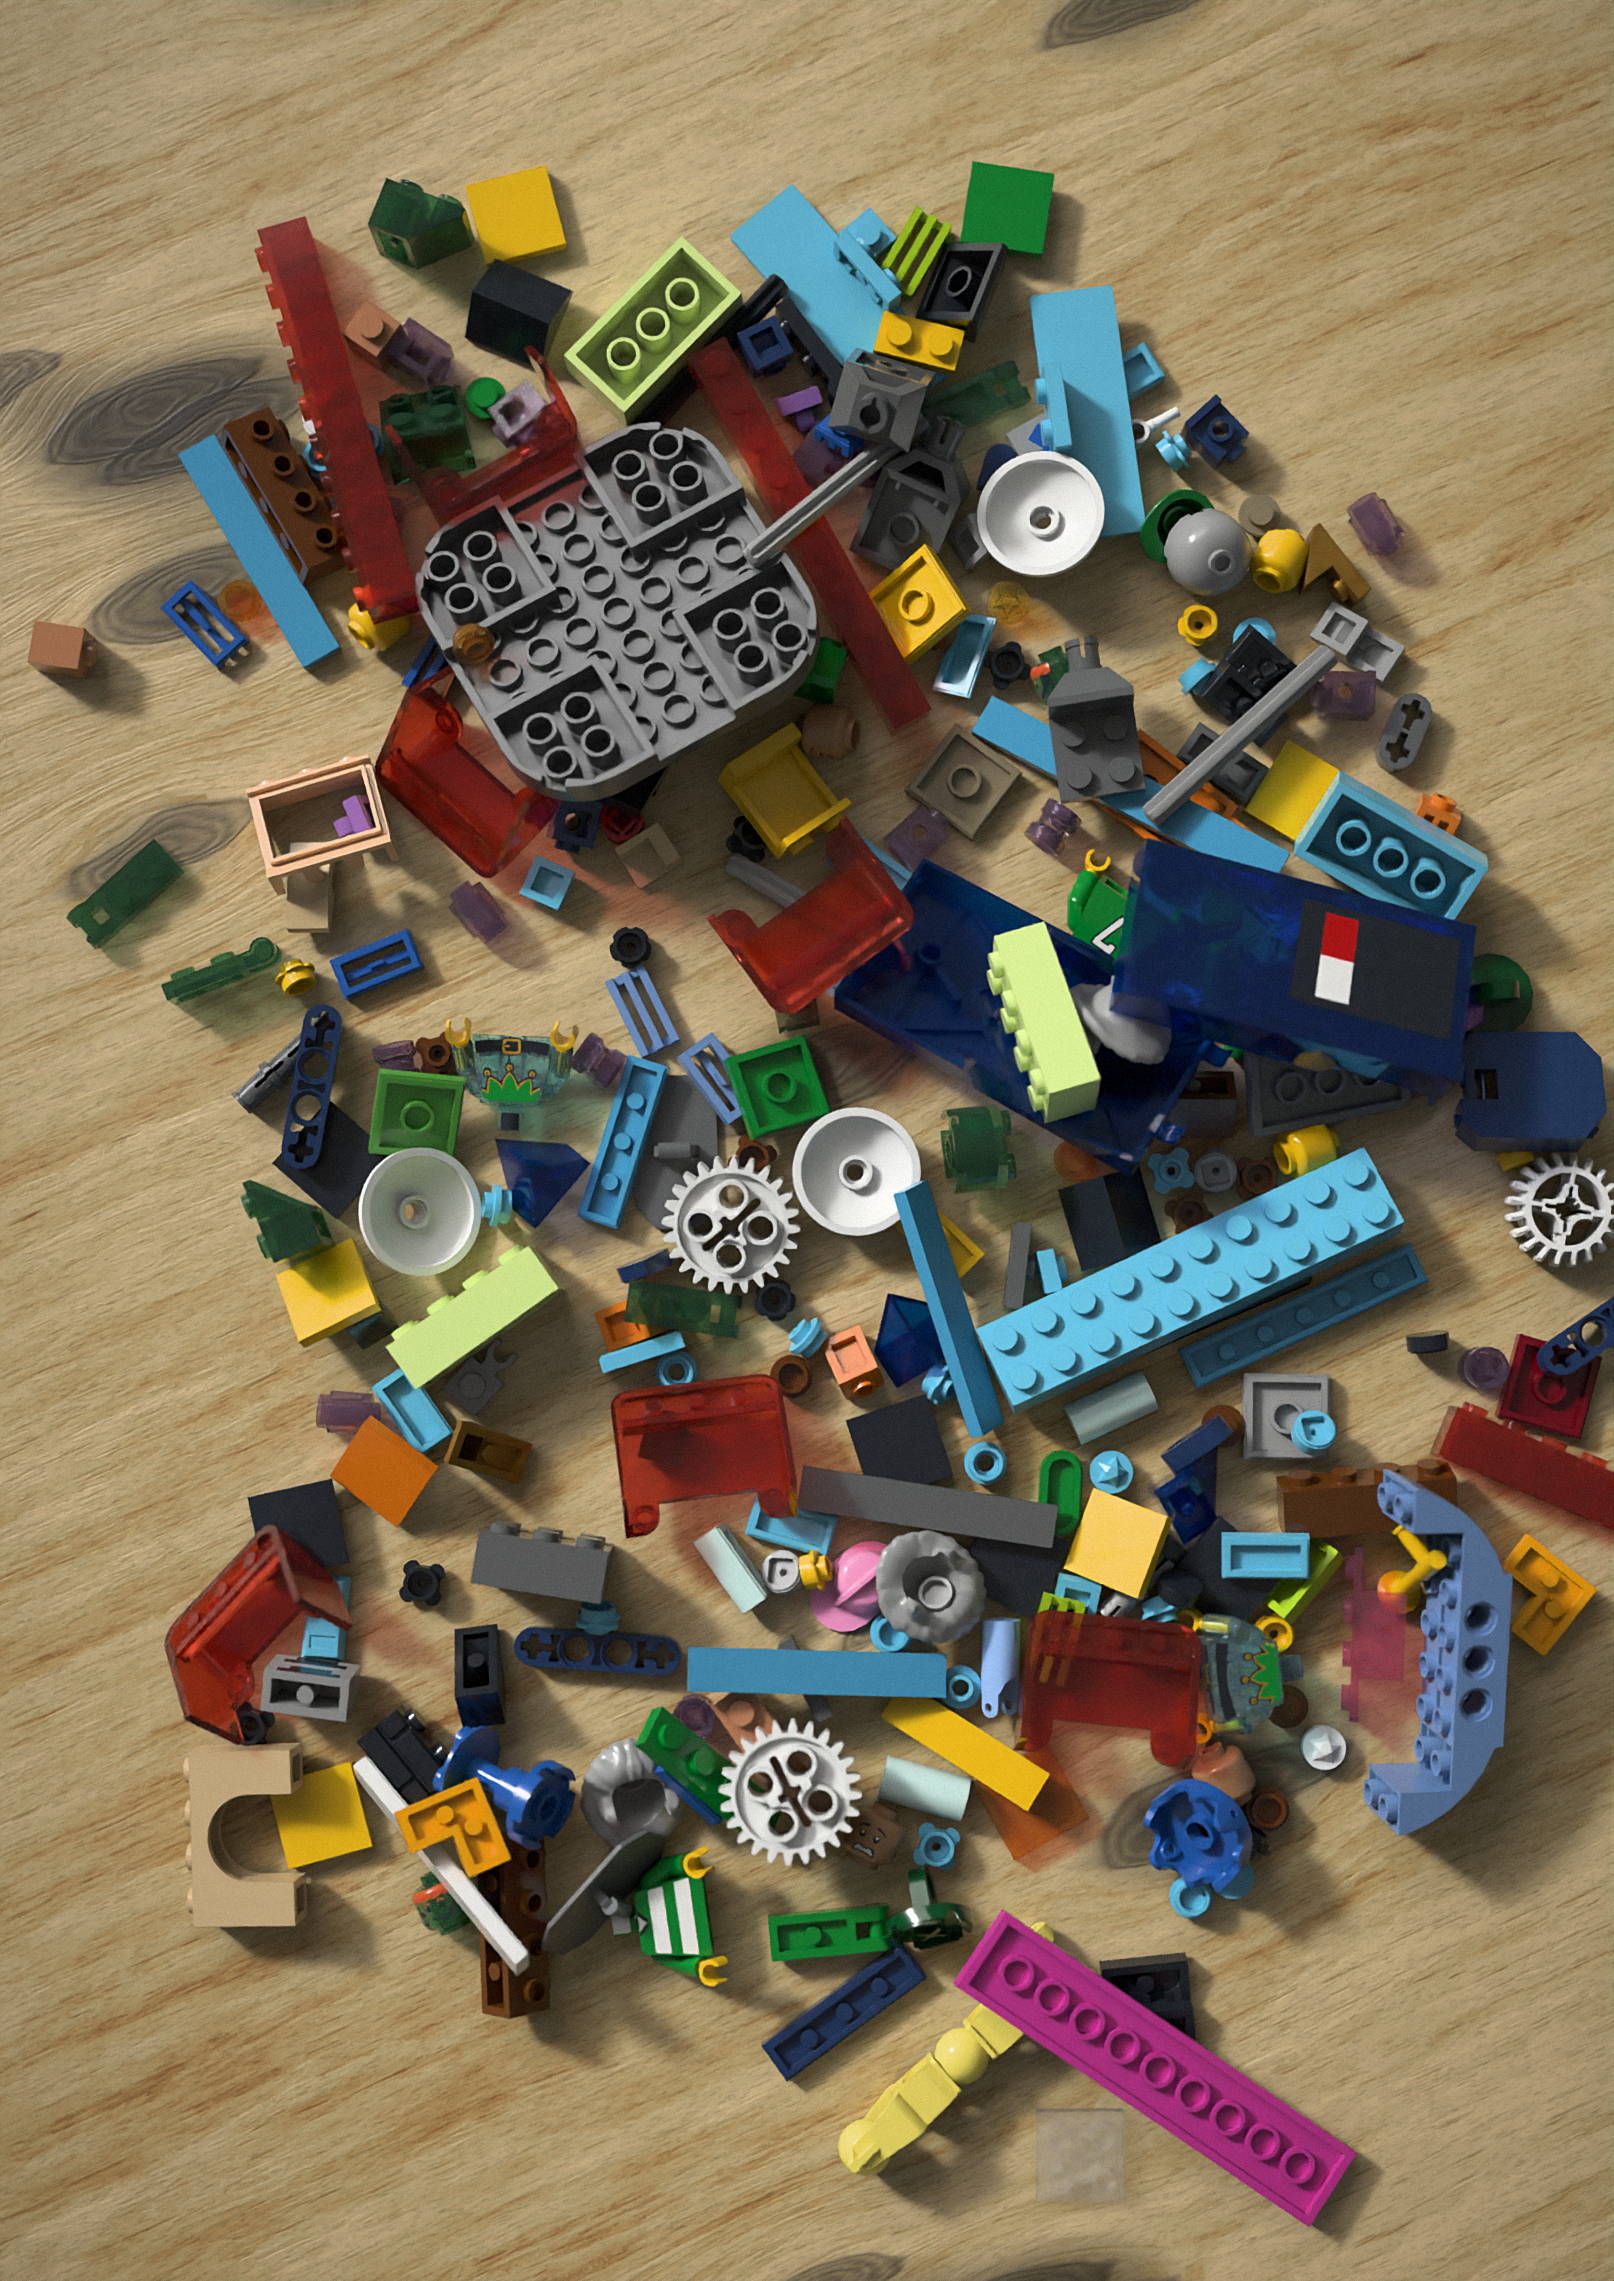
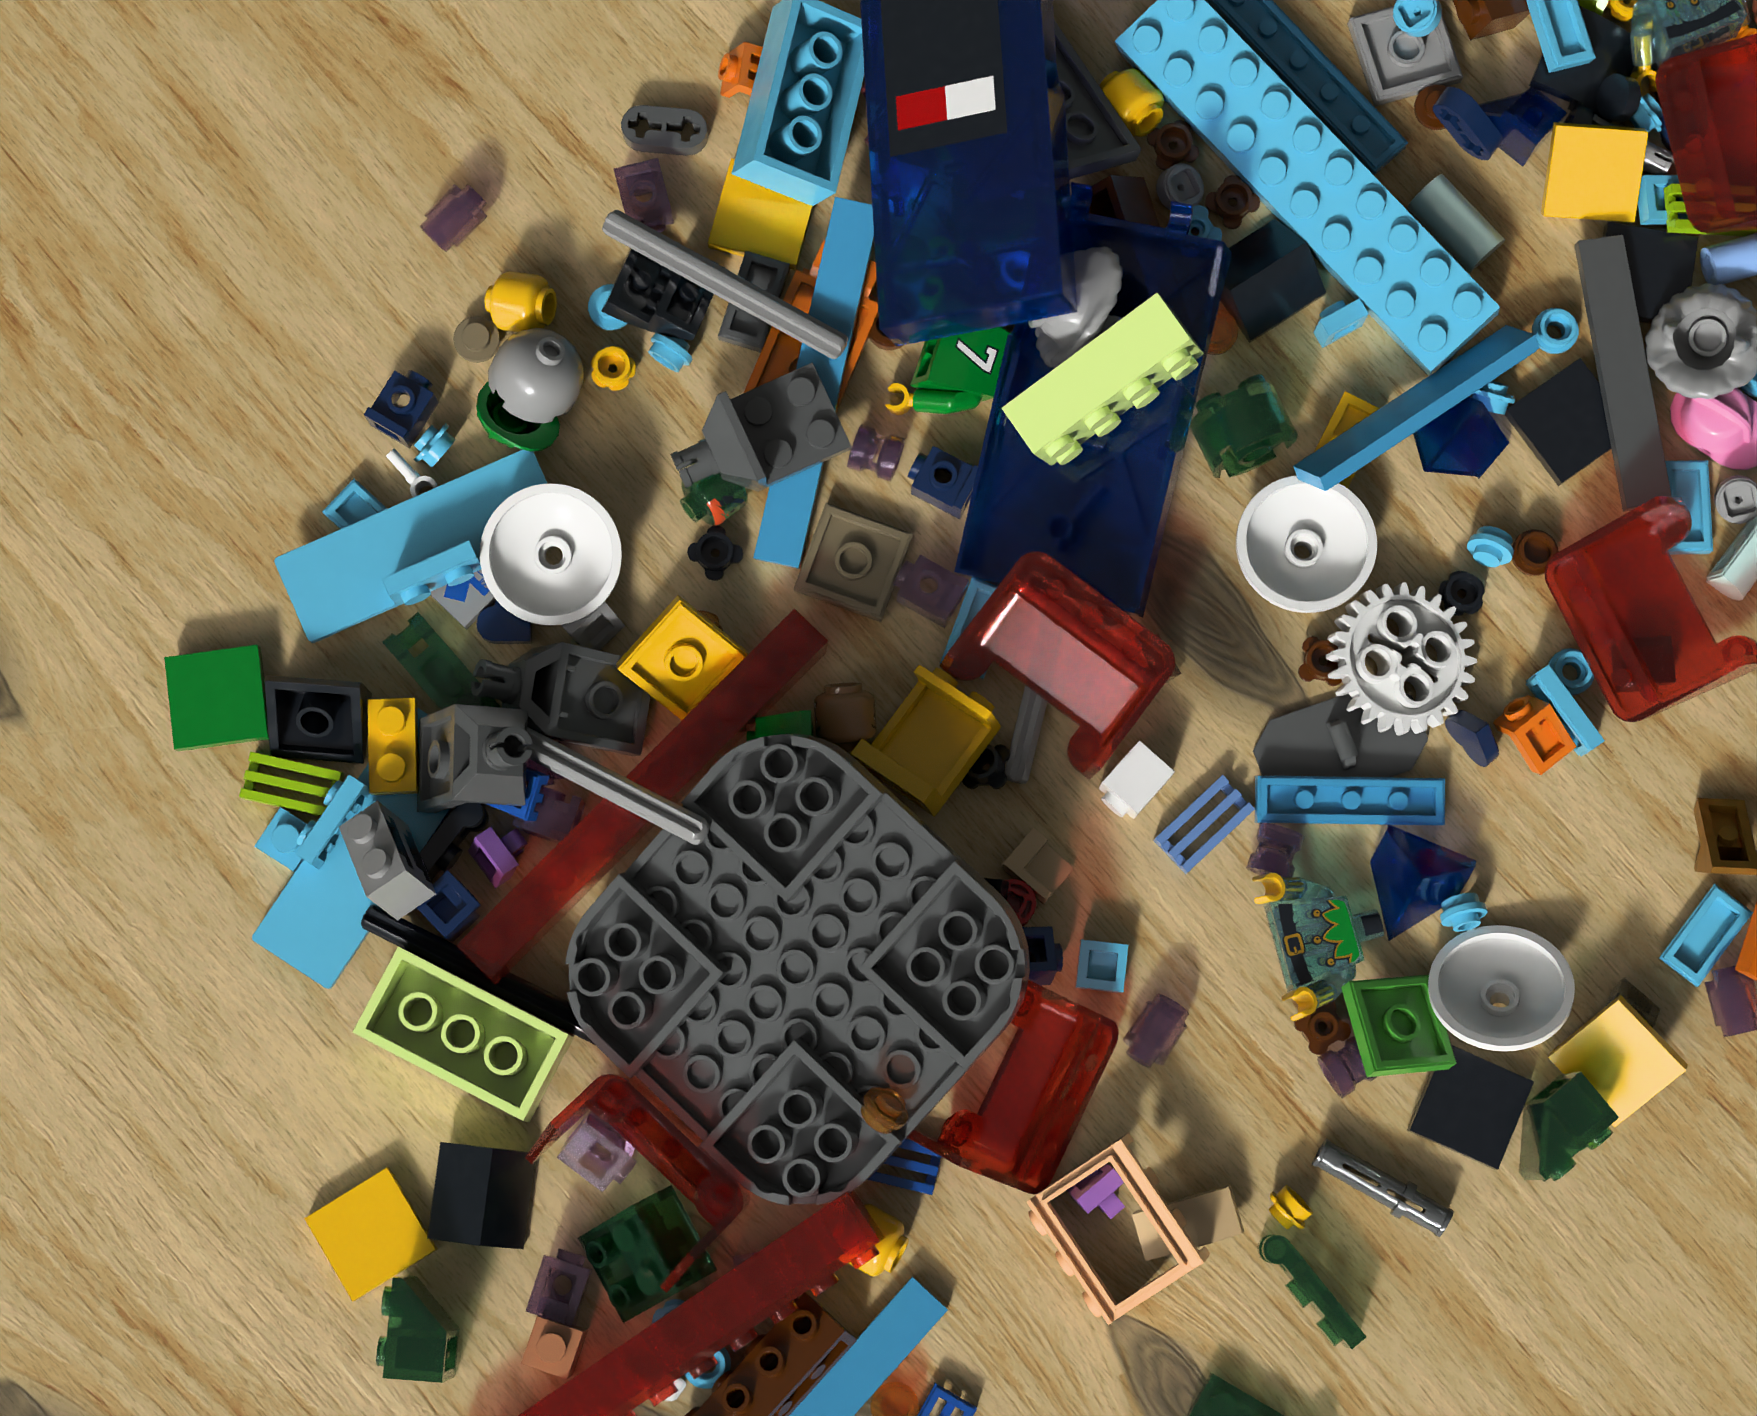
camera: 110 degrees left, 5 degrees down
(317, 1087) = (1405, 1145): dark blue beam -> none
(382, 980) = (1219, 1094): blue tile -> none
(475, 1317) = (1593, 893): yellowish green brick -> none
(476, 1381) = (1650, 877): light grey plate -> none
(482, 395) = (586, 1204): green plate -> none
(619, 950) = (1140, 845): black plate -> none
(681, 1309) = (1508, 681): clear green plate -> none
(695, 960) = (1135, 781): none -> white brick
(703, 1085) = (1228, 752): medium blue tile -> none
(777, 1087) = (1240, 656): green tile -> none
(815, 1570) = (1726, 465): yellow plate -> none
(816, 302) = (387, 860): none -> light grey brick
(853, 1363) = (1501, 492): orange bracket -> none
(965, 657) = (728, 597): medium azure tile -> none
(996, 883) = (949, 496): none -> dark blue brick
(1008, 602) = (648, 570): clear yellow tile -> none
(1019, 1266) = (1345, 353): dark grey plate -> none
(1062, 1485) = (1552, 248): green tile -> none
(1110, 1471) = (1520, 204): medium azure tile -> none
(1329, 561) = (508, 250): pearl gold slope -> none
(1357, 643) = (584, 202): light grey slope -> none

